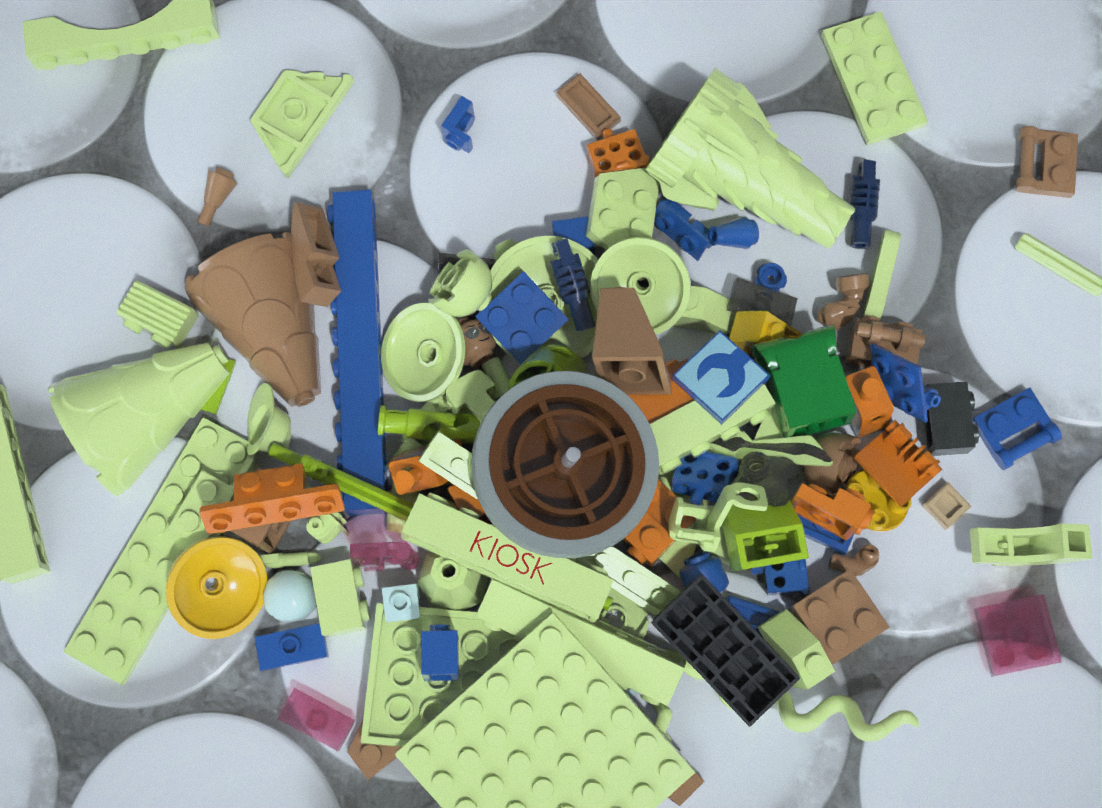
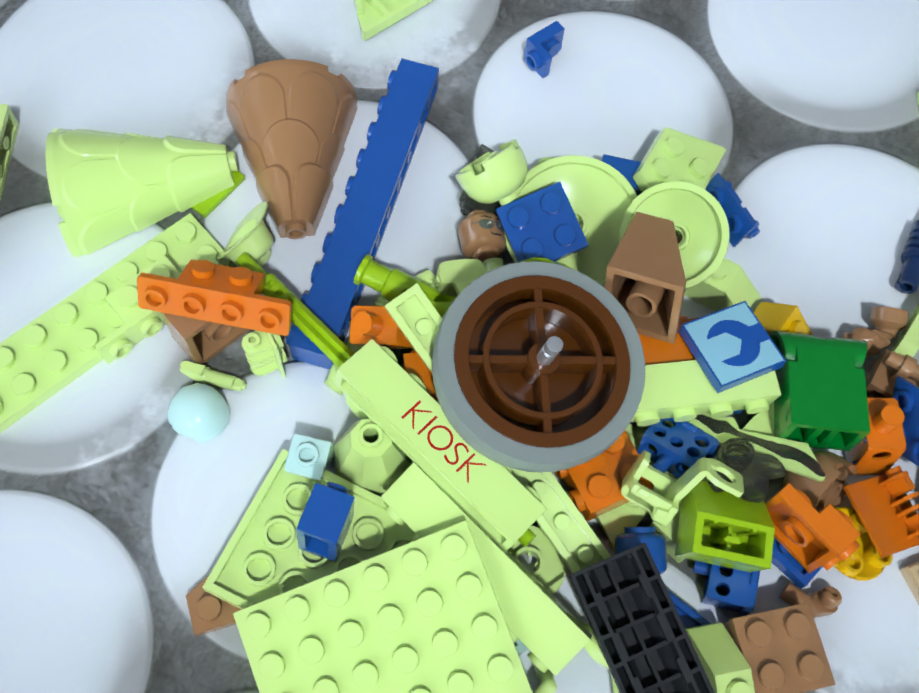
camera: 10 degrees right, 10 degrees down
(156, 314) = (189, 107): yellowish green brick -> none
(218, 187) = (296, 24): medium nougat cone -> none
(231, 600) = (132, 397): yellow dish -> none
(291, 647) = (176, 464): blue plate -> none
(313, 255) = (359, 105): medium nougat slope -> none
(316, 719) = (168, 548): clear pink plate -> none
(339, 598) = (246, 431): yellowish green piece -> none
(378, 555) = (310, 401): clear pink plate -> none
(411, 348) = (430, 226): yellowish green dish -> none
(572, 284) = (604, 210): dark blue hinge -> none
(588, 106) = (672, 77): medium nougat tile -> none
(616, 152) = (687, 119): orange piece -> none
(729, 151) = (800, 144): yellowish green cone -> none
(736, 233) = (782, 231): blue cone -> none
(753, 297) = (776, 290): clear smoke plate -> none
(773, 270) = (808, 279): blue plate -> none

